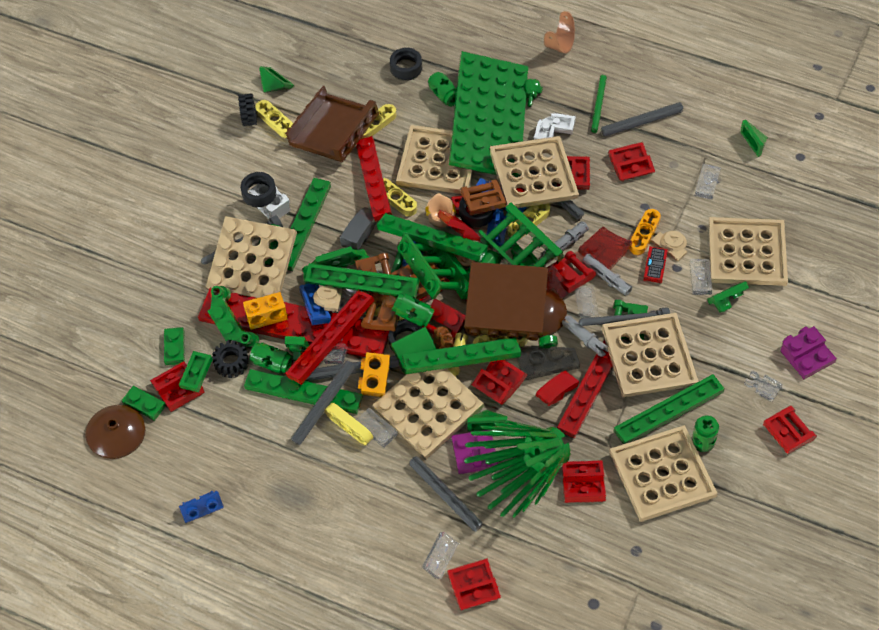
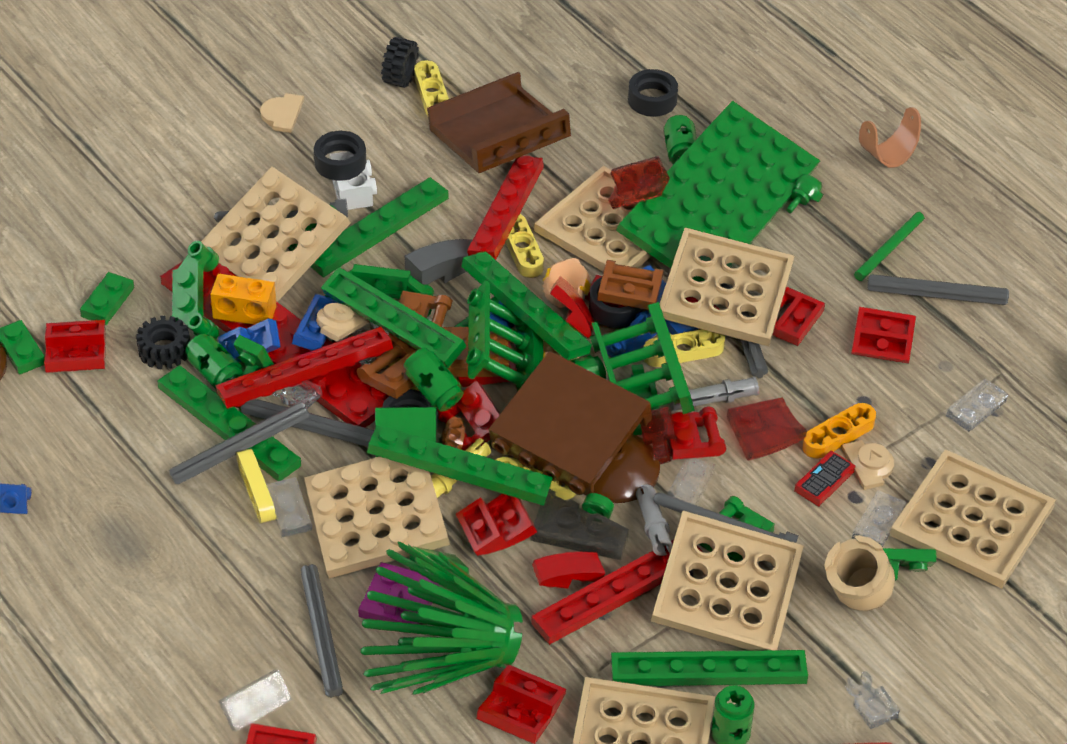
camera: 25 degrees right, 10 degrees down
(195, 174) = (282, 112): none -> tan piece
(195, 371) = (105, 334): green plate -> none
(273, 80) = (463, 45): green slope -> none
(290, 327) = (263, 333): none -> blue slope
(379, 375) = (338, 443): light orange brick -> none
(388, 118) = (585, 142): light yellow beam -> none
(444, 129) = (638, 182): none -> clear red bracket
(555, 123) = (809, 245): white plate -> none
(613, 279) = (748, 469): light grey pin -> none
(719, 315) = (860, 573): none -> tan tile
(807, 352) = (970, 687): magenta plate -> none

